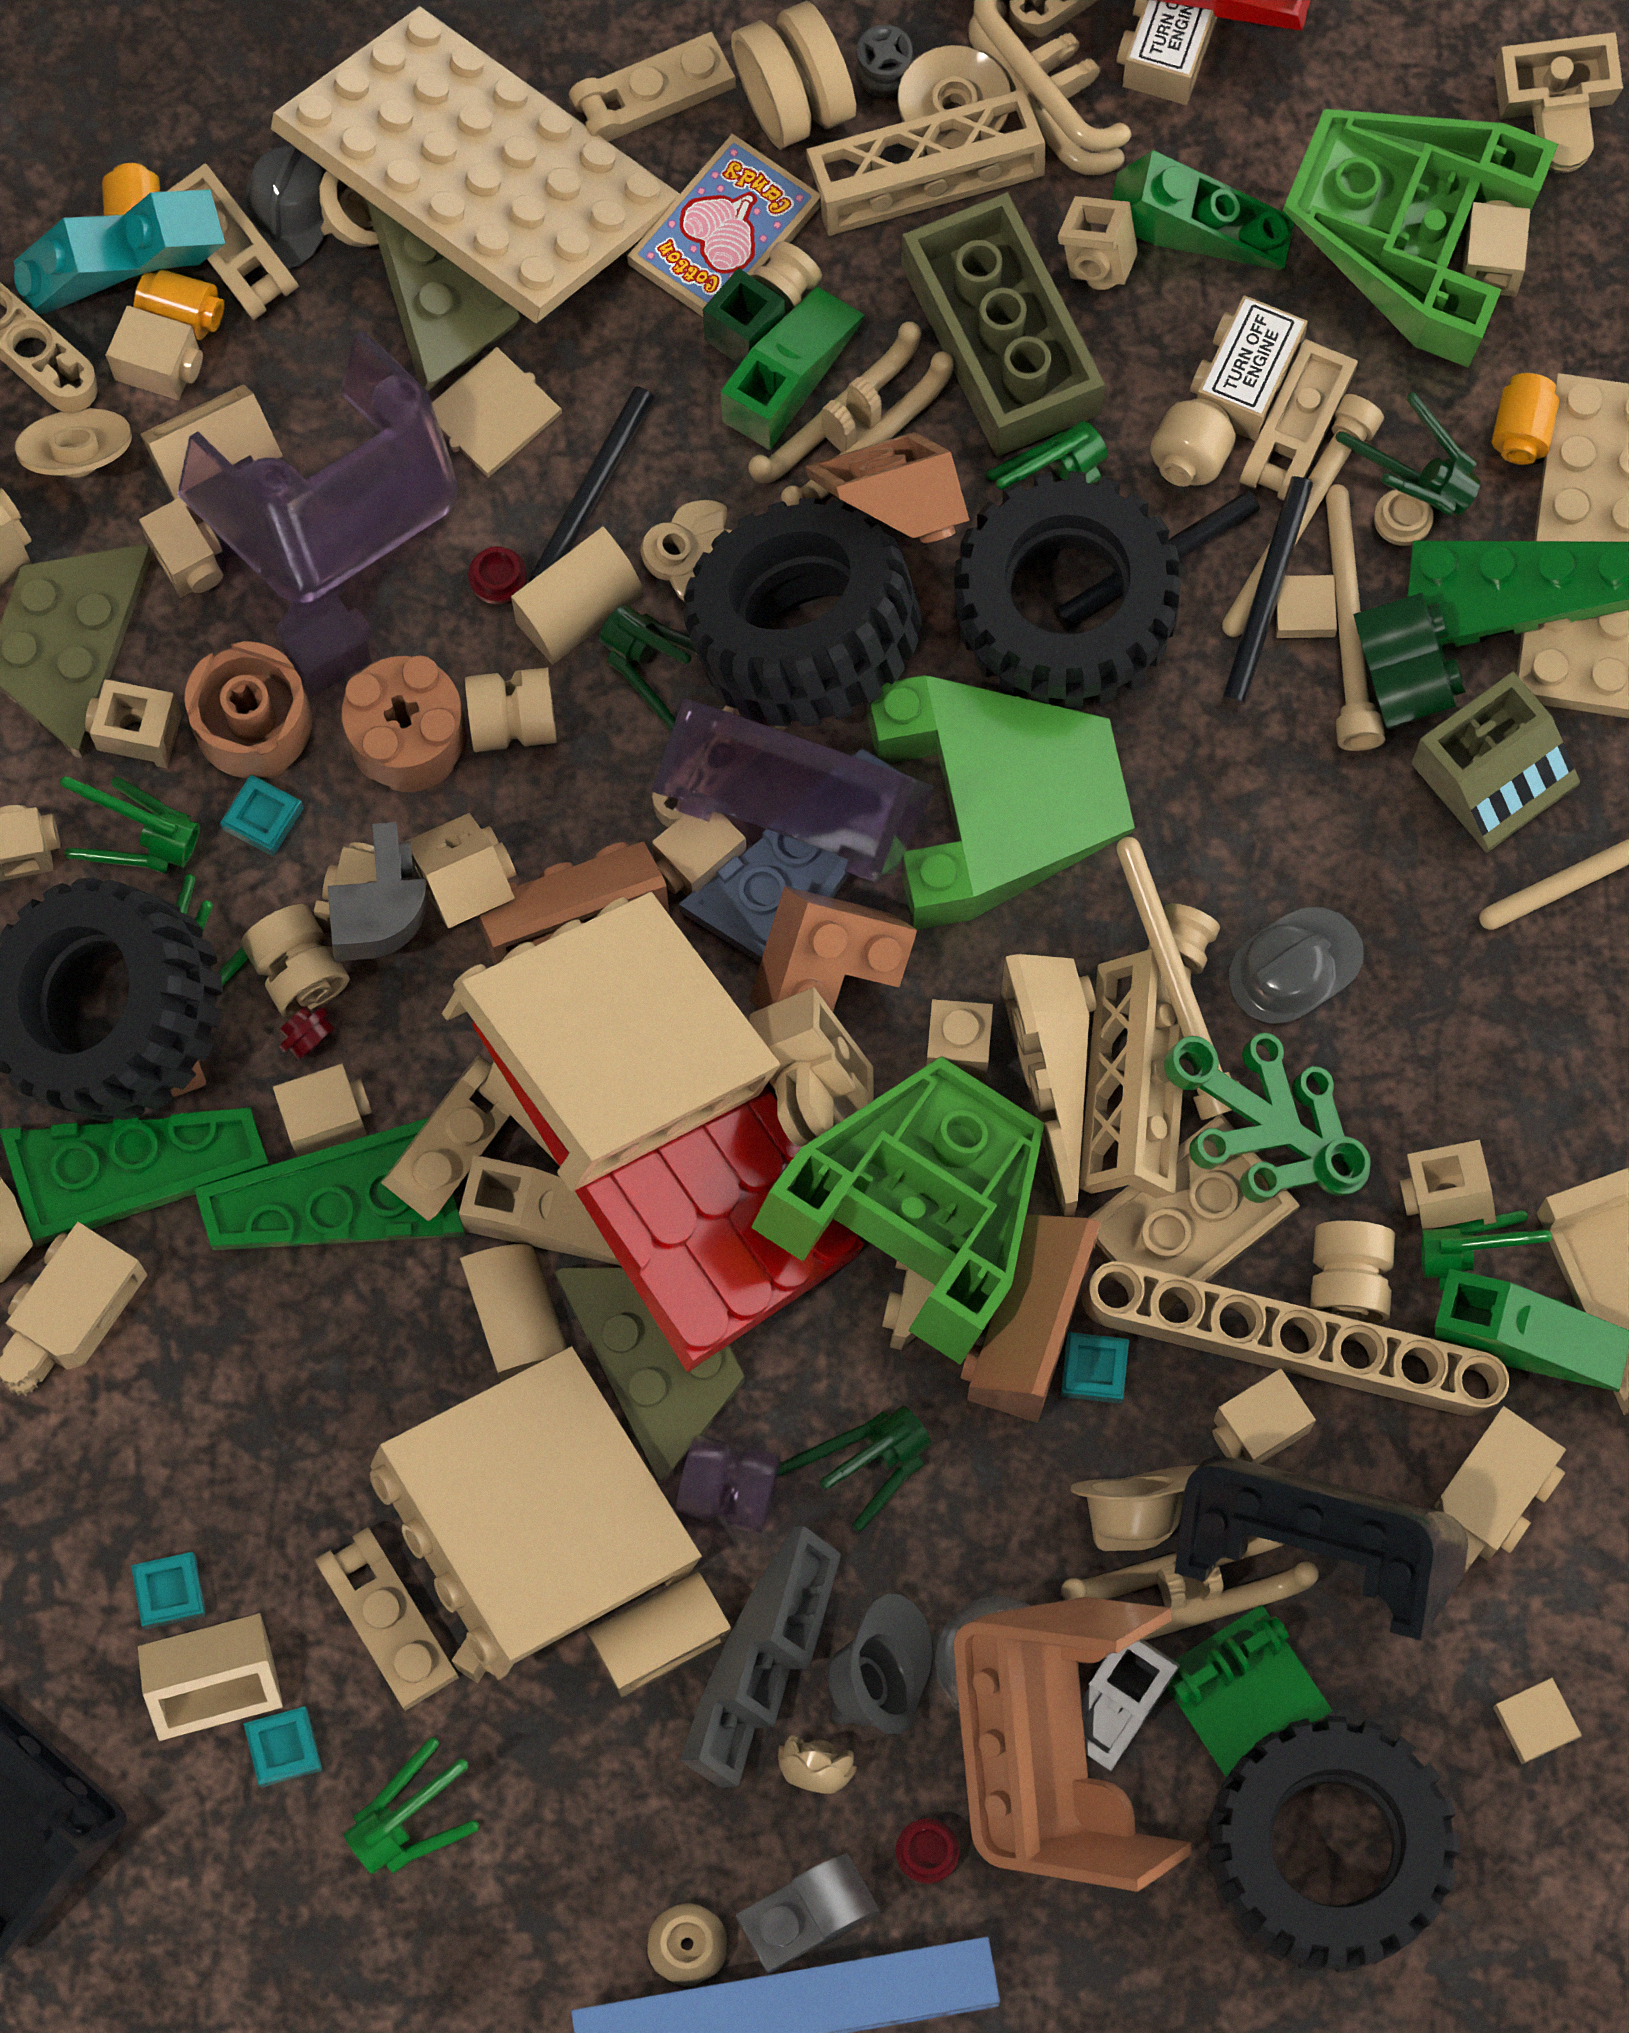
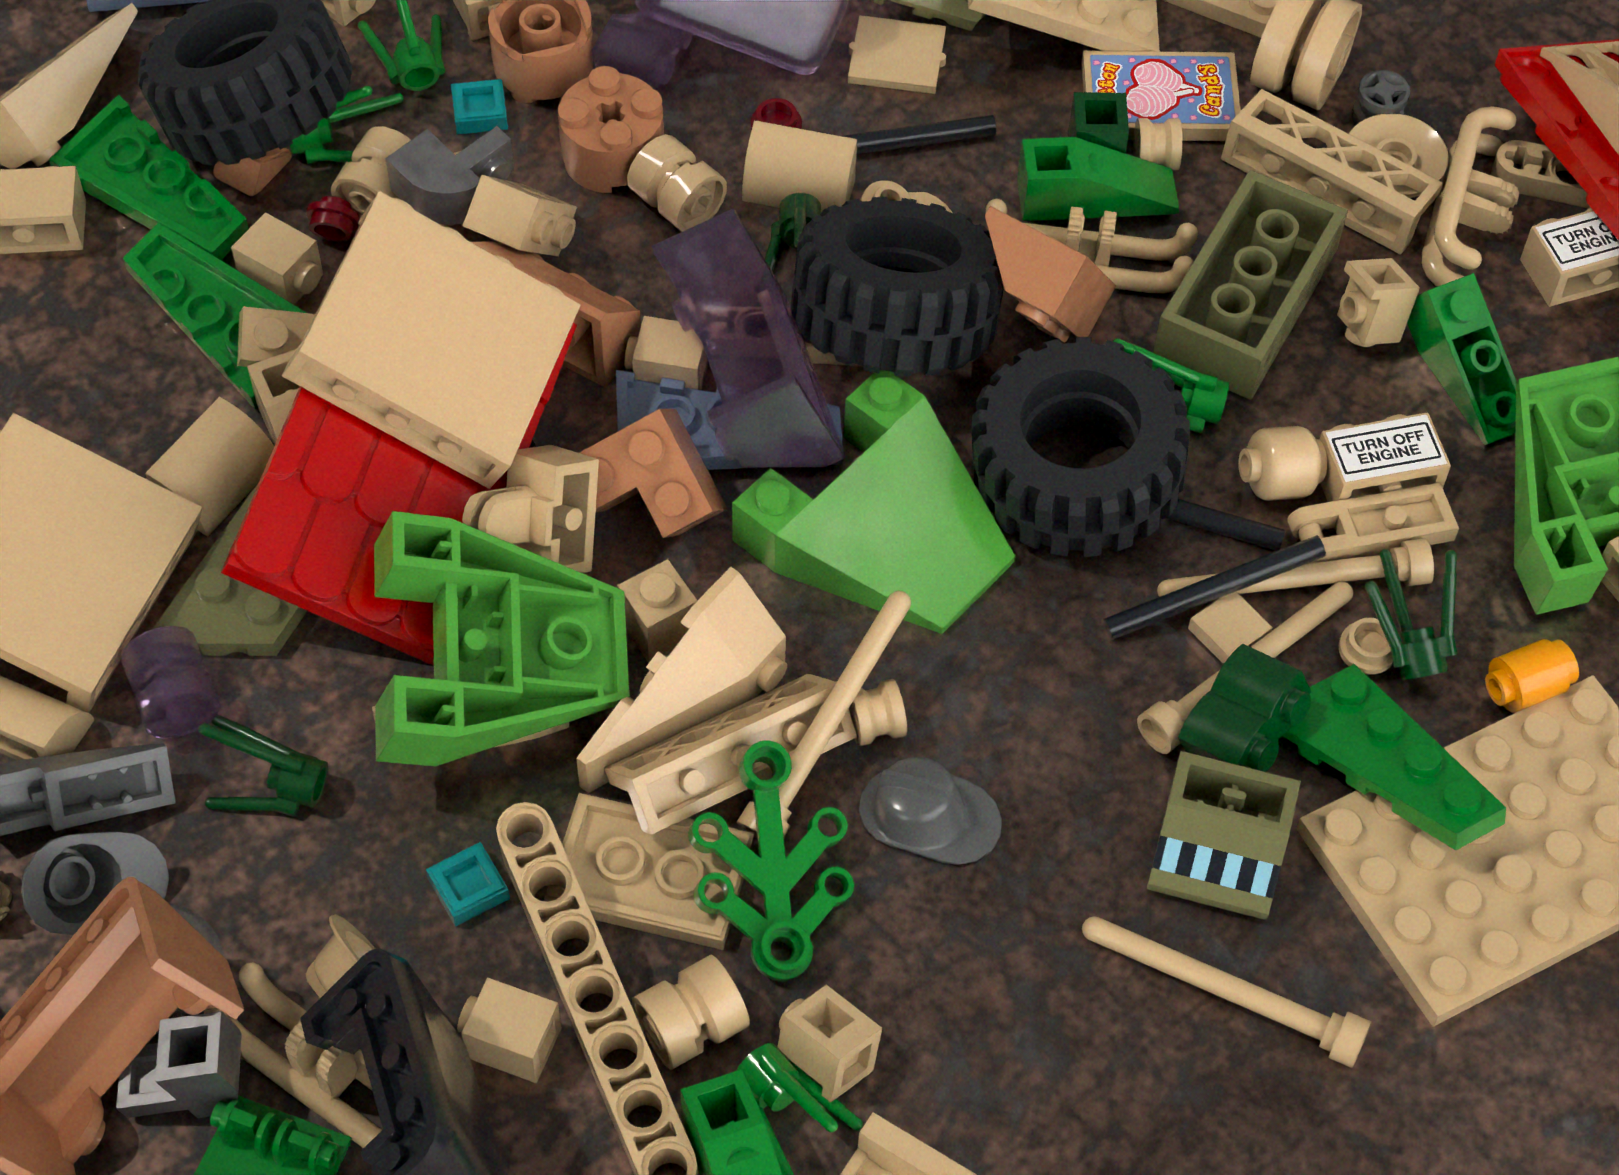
camera: 50 degrees right, 15 degrees down
(1033, 1318) = (459, 803): nougat slope -> none

